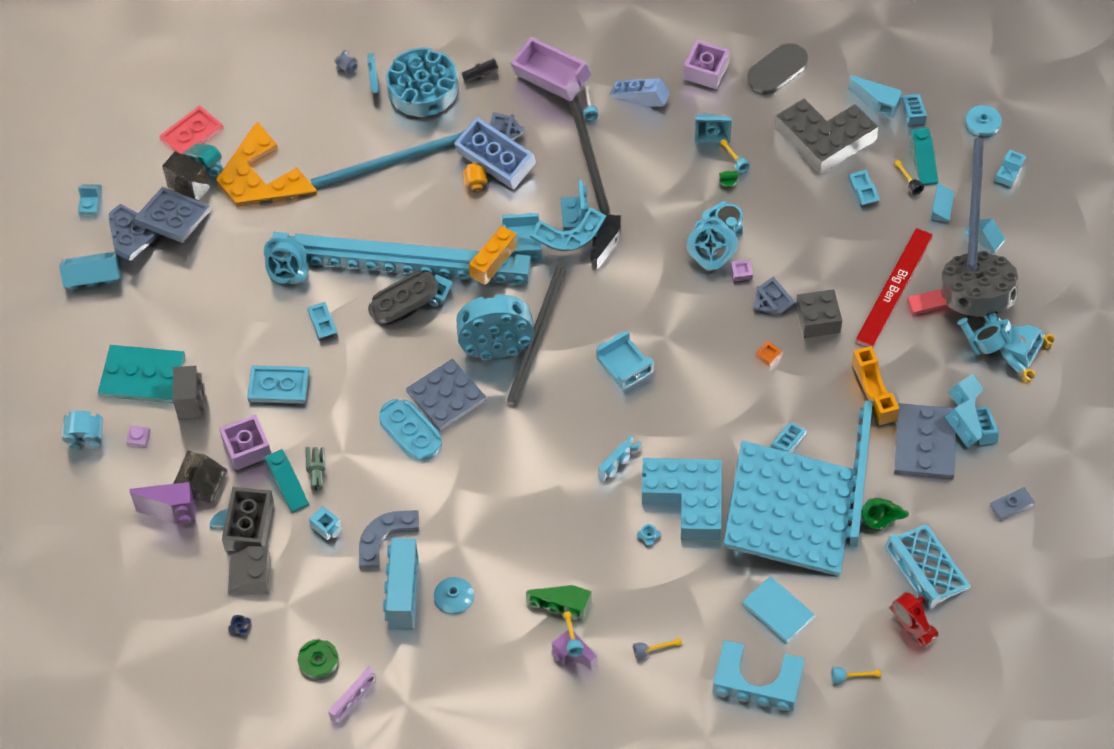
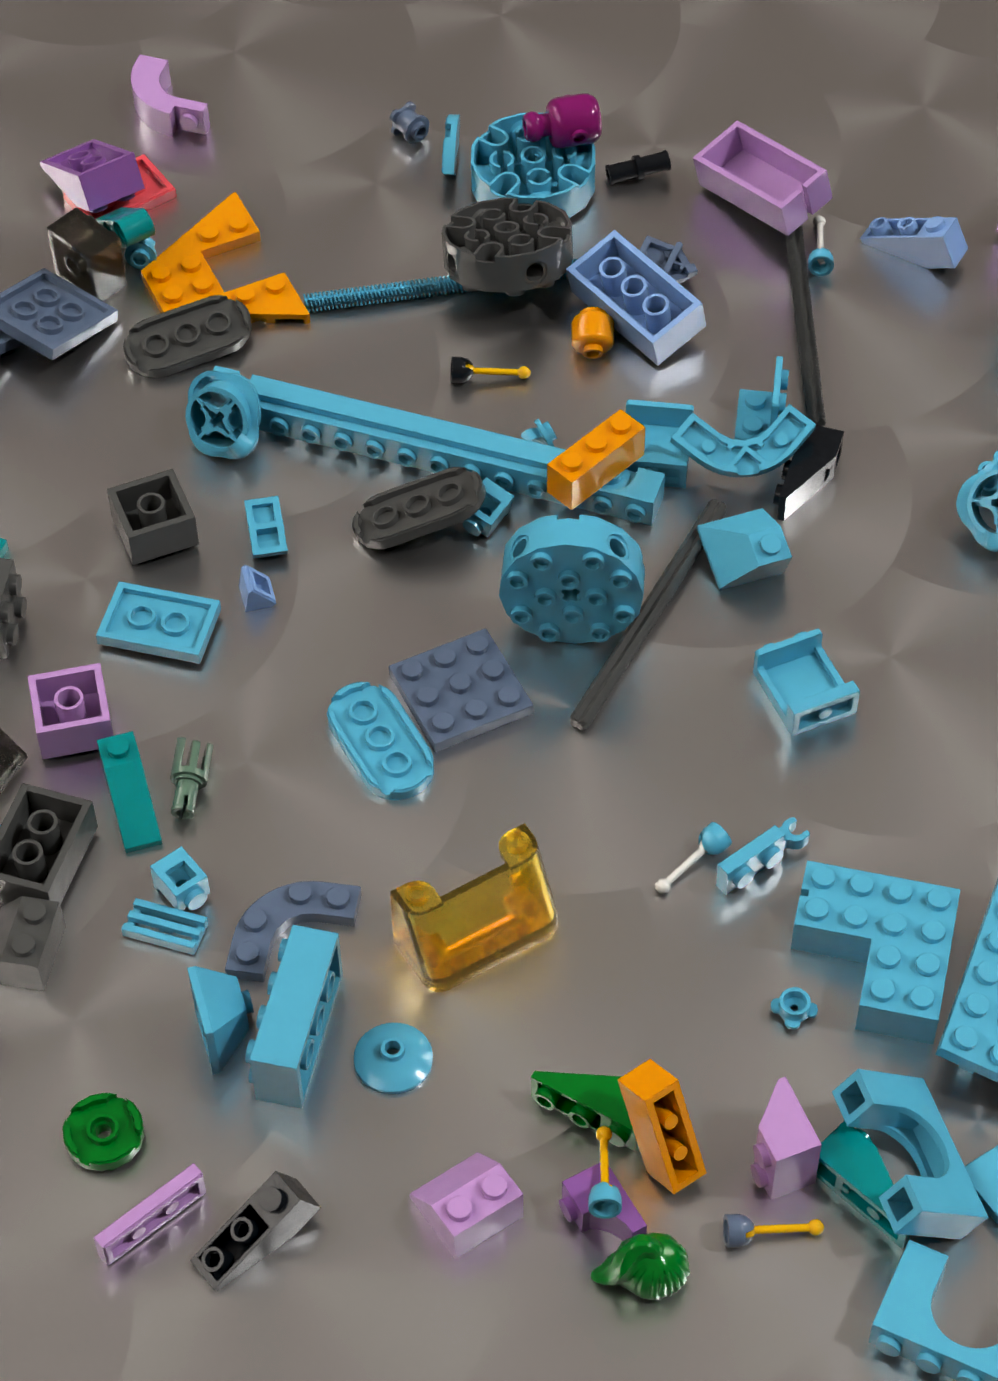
camera: 10 degrees right, 5 degrees down
(176, 124) = (95, 174): none -> medium lavender slope
(199, 74) = (159, 109): none -> lavender arch
(252, 215) = (187, 336): none -> dark grey tile
(261, 325) = (153, 516): none -> dark grey brick
(322, 545) = (168, 921): none -> medium azure tile
(325, 357) = (255, 589): none -> light blue slope
(362, 589) = (220, 1013): none -> medium azure slope
(405, 693) = (256, 1230): none -> black slope
(408, 210) = (463, 370): none -> hinge
(418, 133) = (507, 246): none -> dark grey brick
(438, 54) = (567, 121): none -> magenta piece
(458, 243) = (542, 434): none -> medium azure plate
(483, 520) = (478, 922): none -> clear yellow windscreen
(507, 660) = (469, 1203): none -> lavender slope
(579, 290) = (744, 548): none -> medium azure slope
(592, 454) = (711, 841): none -> hinge
(595, 606) = (662, 1126): none -> light orange brick
(599, 675) = (646, 1266): none -> green hair
(657, 605) = (785, 1145): none -> lavender slope
(693, 611) = (857, 1174): none -> teal slope
(710, 575) = (943, 1197): none -> medium azure arch

